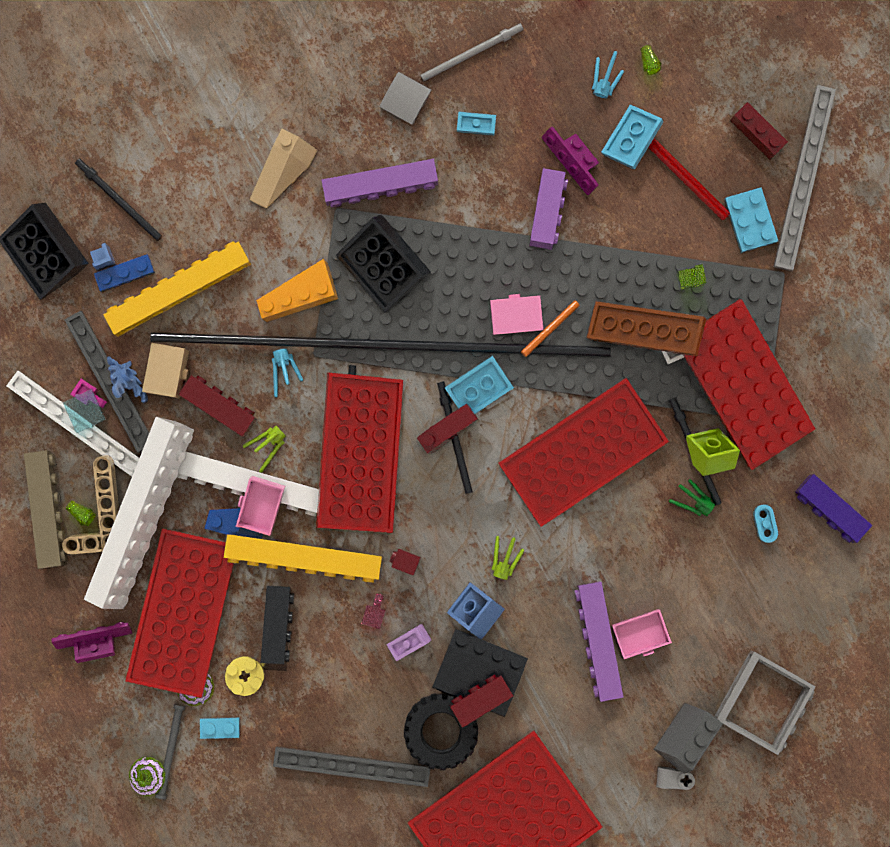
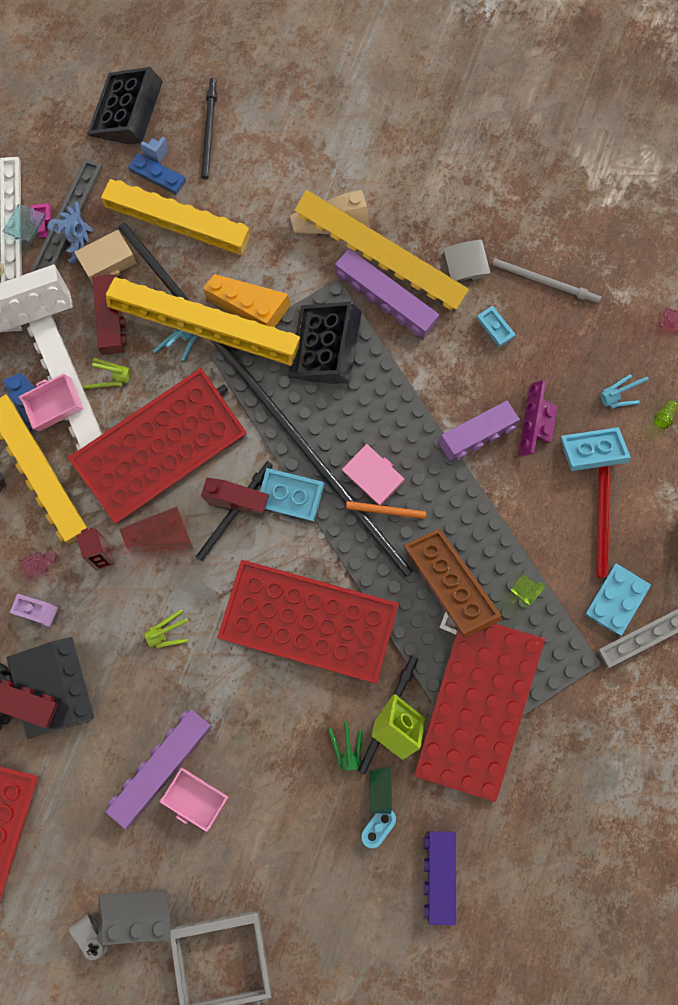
camera: 50 degrees right, 10 degrees down
(290, 341) = (202, 321): none -> yellow brick
(344, 156) = (381, 249): none -> yellow brick
(427, 506) = (157, 533): none -> clear red wedge
(475, 611) = (102, 643): medium blue slope -> none
(743, 501) = (380, 790): none -> dark green slope

